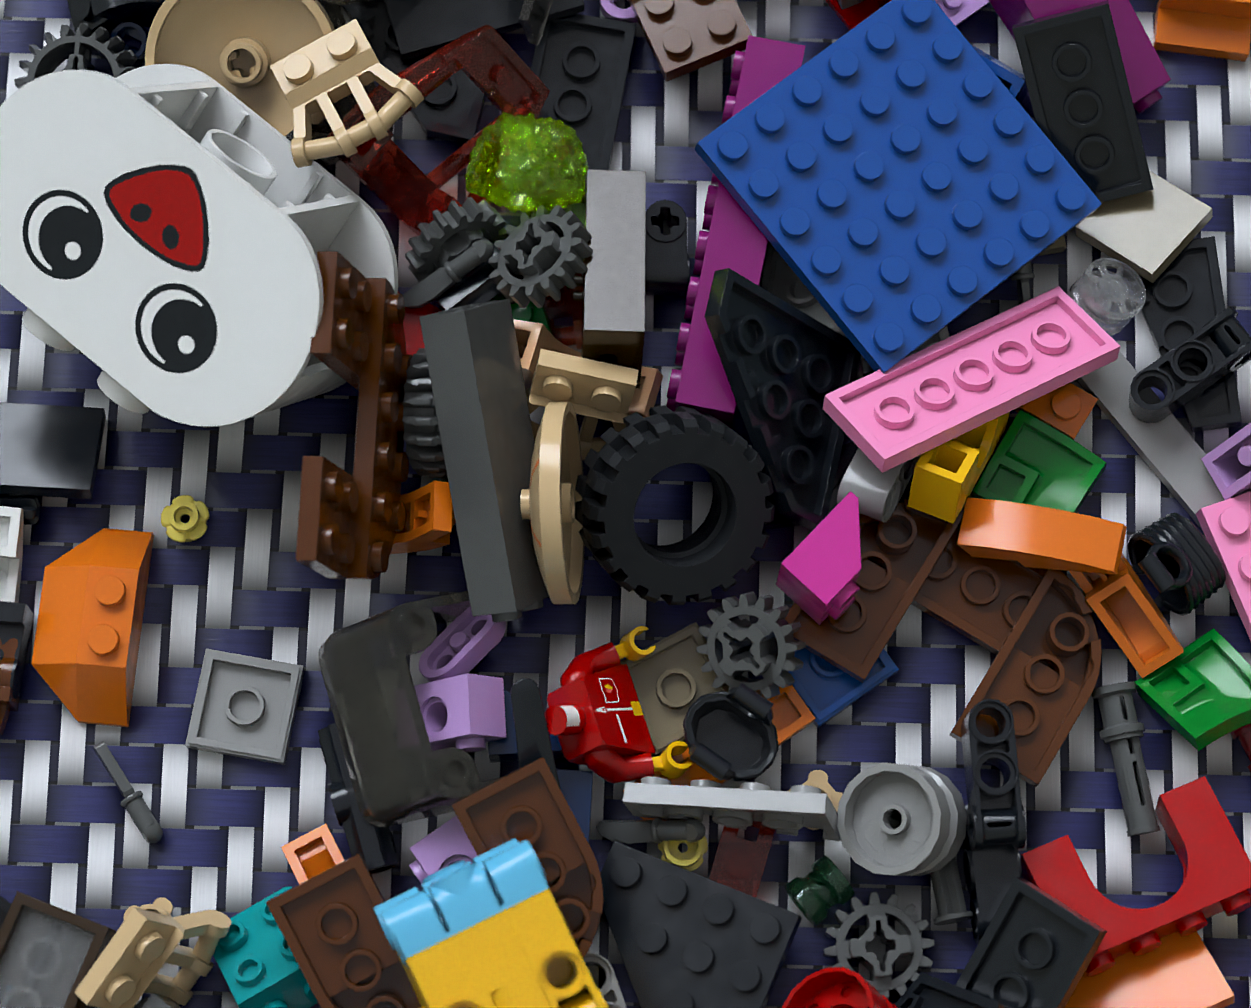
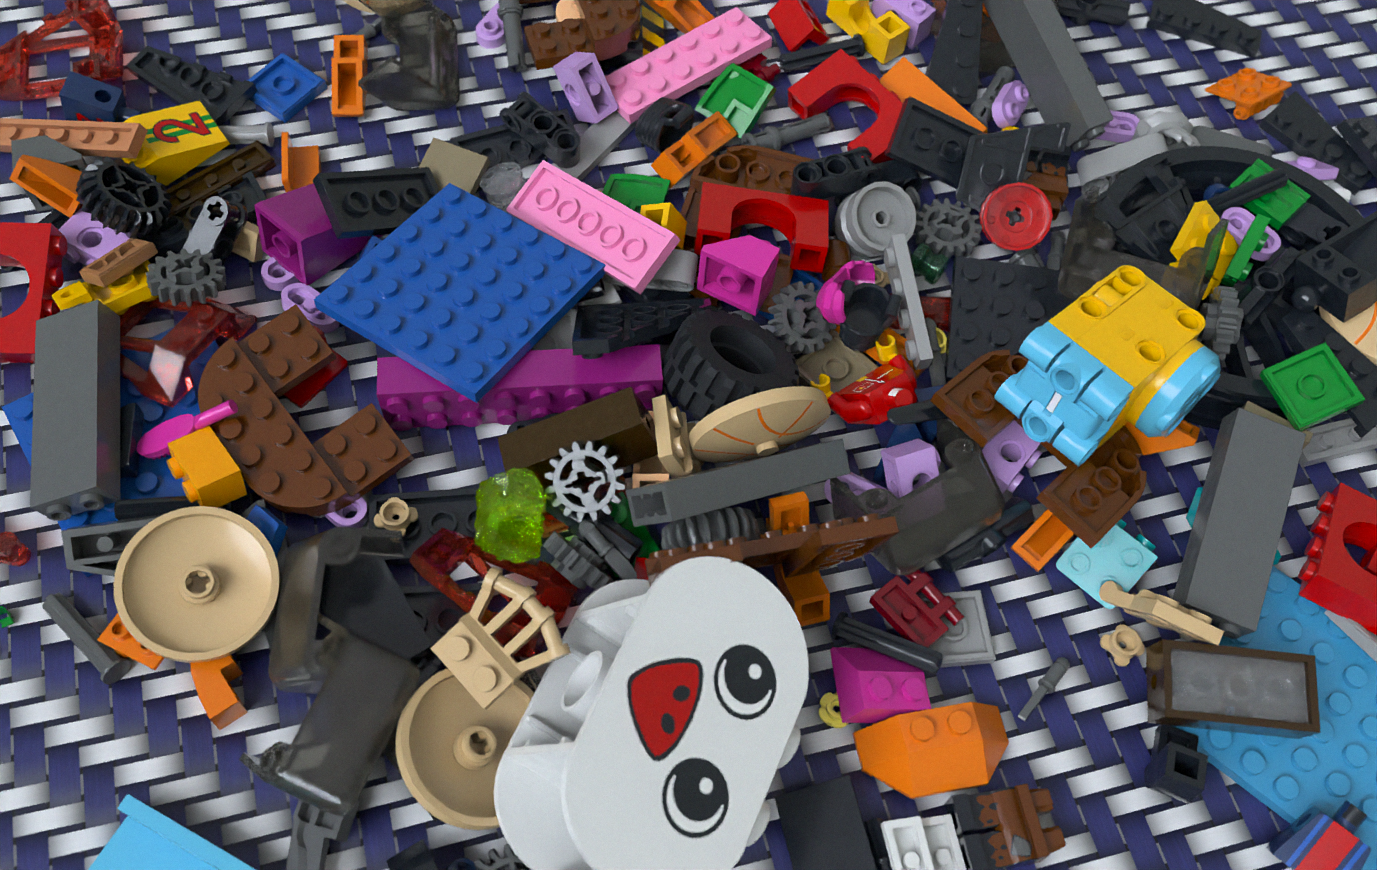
camera: 110 degrees left, 15 degrees down
(194, 571) = (876, 686): none -> dark pink slope
(239, 598) = (886, 643): none -> black axle
(267, 644) = (910, 615): none -> dark red plate
(586, 32) = (393, 507): none -> tan plate
(799, 740) = (830, 298): none -> dark pink piece
(854, 746) = (837, 256): none -> reddish brown brick
(975, 592) = (797, 217): none -> red arch
(1041, 536) = (680, 173): orange slope -> none

